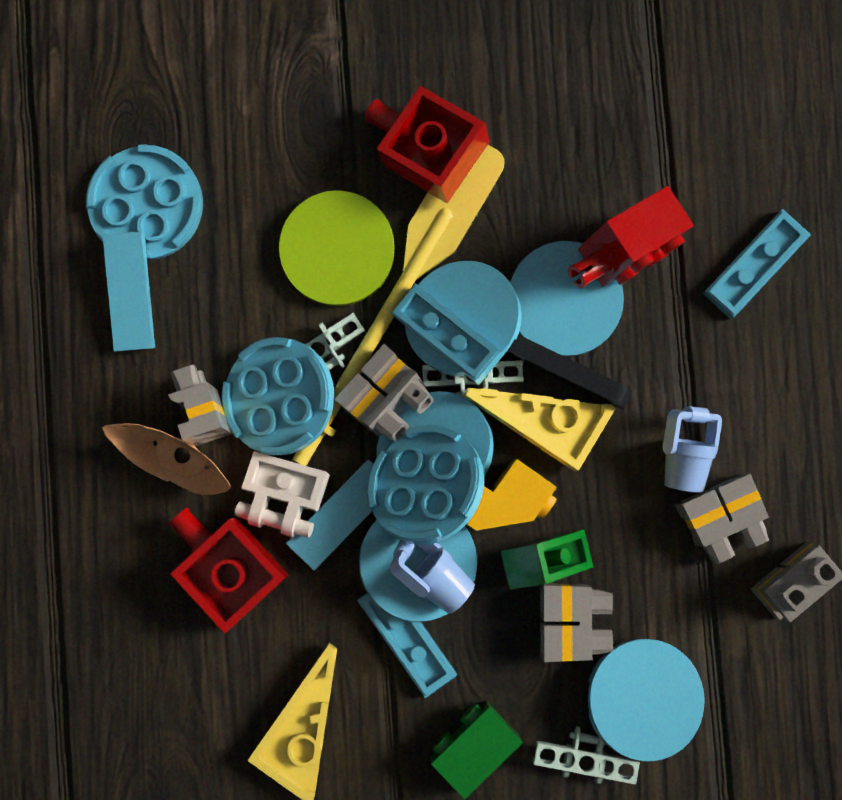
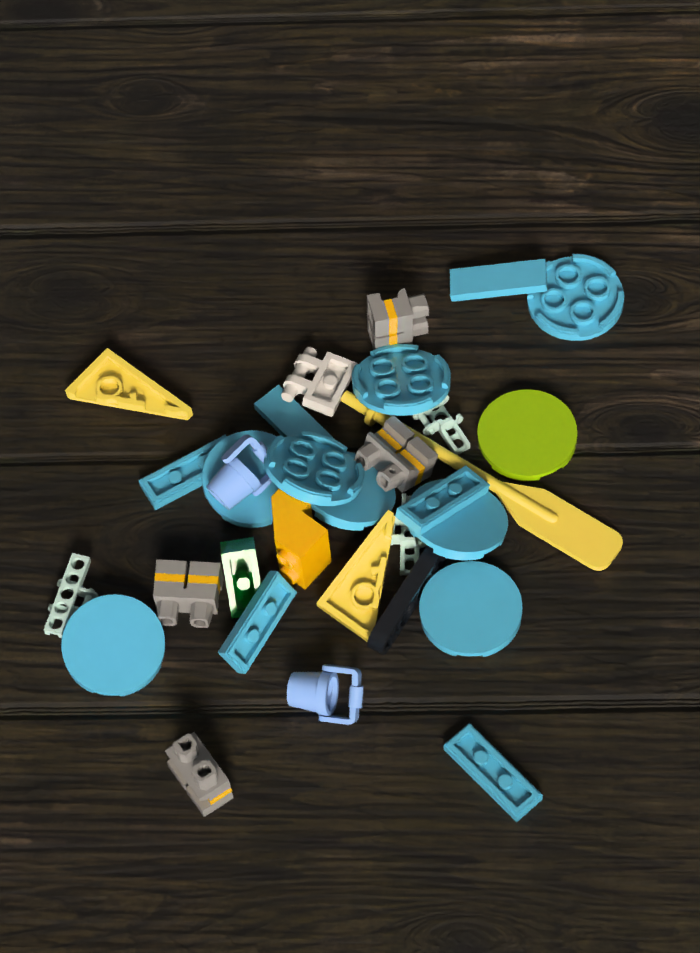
camera: 105 degrees right, 25 degrees down
(137, 446) = (353, 308): light nougat piece -> none
(226, 569) = (260, 336): red brick -> none
(429, 142) = (612, 499): red brick -> none
(474, 748) = (92, 512): green brick -> none
(605, 536) = (257, 622): none -> medium azure tile
(632, 240) = (512, 642): red brick -> none
(723, 511) = (267, 716): light grey hips -> none

